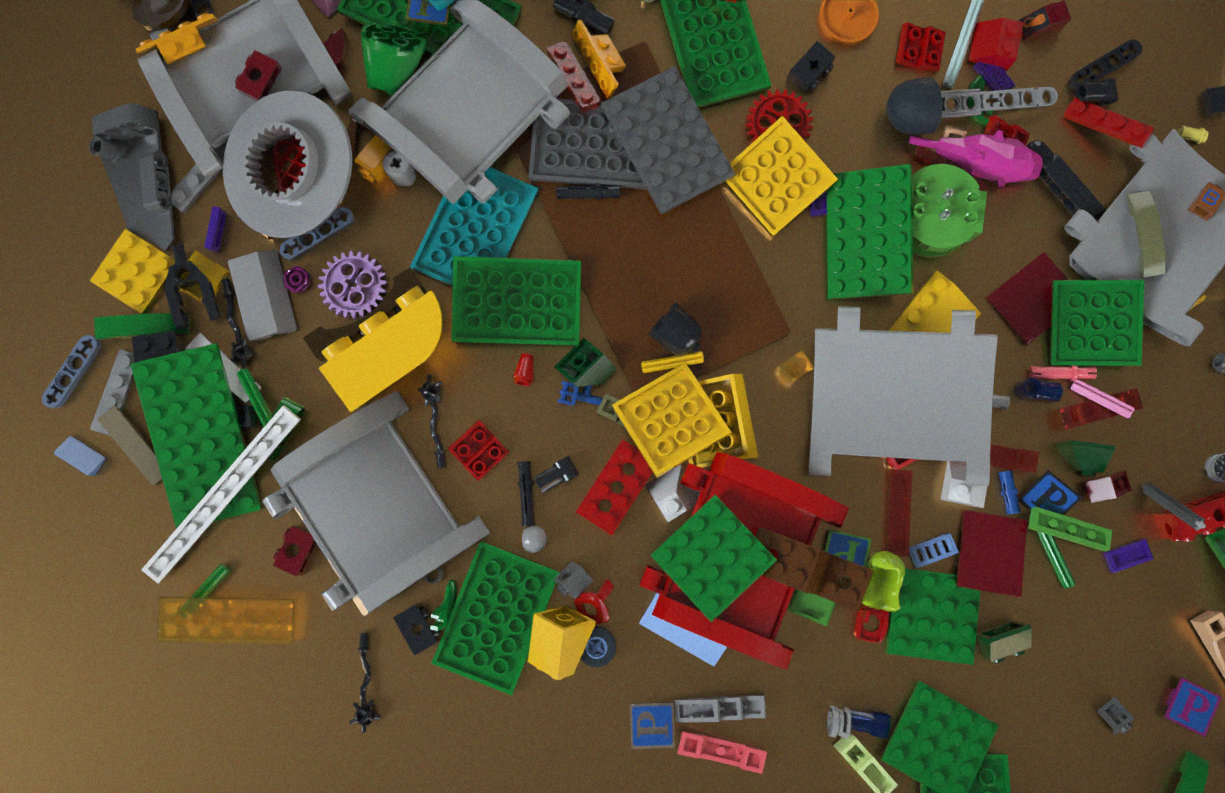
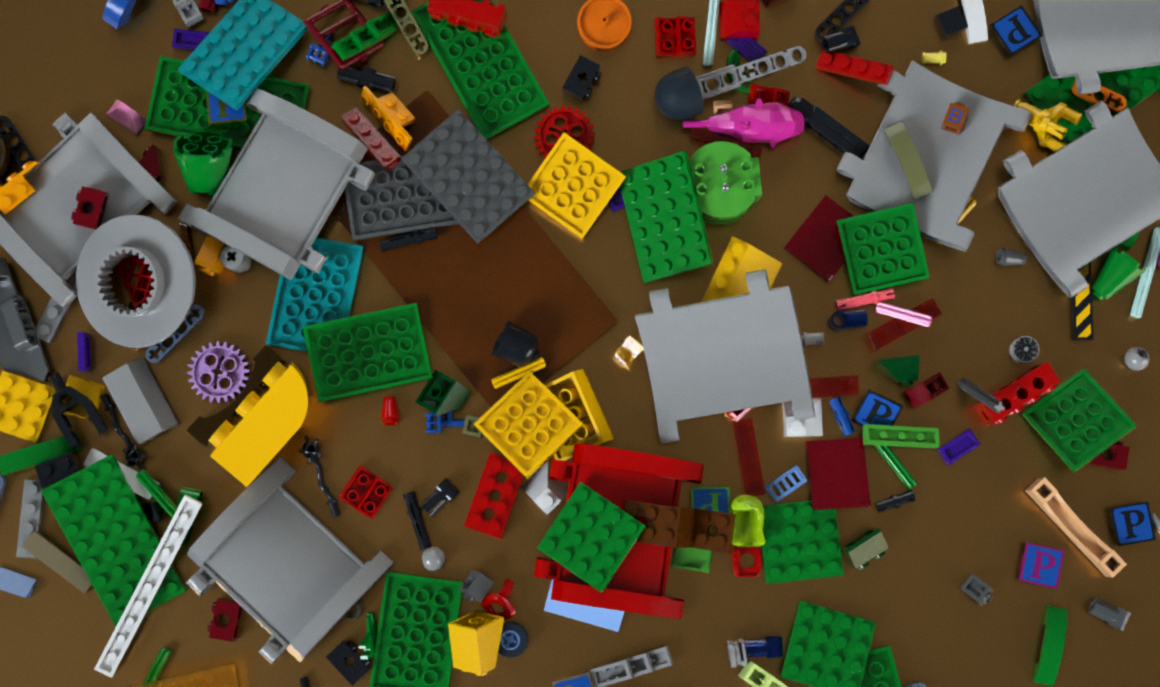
camera: 10 degrees left, 0 degrees up
(290, 279) = (165, 373): magenta plate -> none
(1047, 598) = (895, 501): none -> black pin

